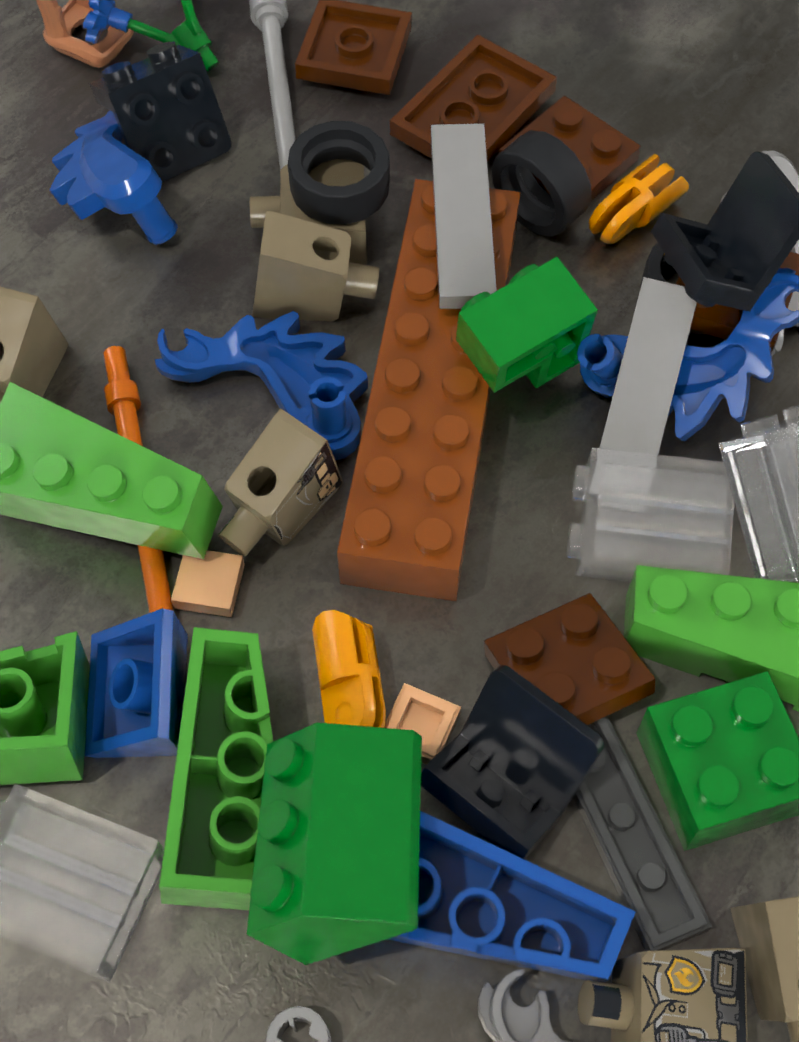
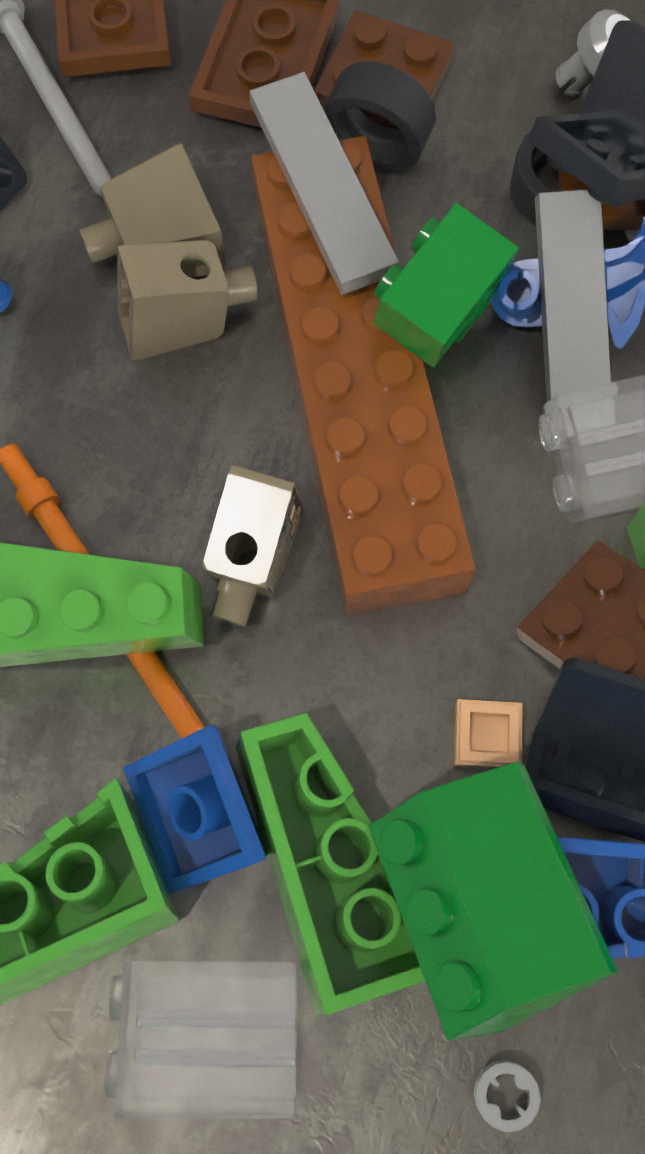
camera: 20 degrees left, 10 degrees up
(208, 583) = (216, 668): light nougat tile -> none
(295, 368) = (205, 404): blue animal -> none
(339, 141) = (162, 137): black tyre -> none
(348, 670) = (404, 717): light orange arm -> none
(637, 200) = (475, 105): light orange arm -> none

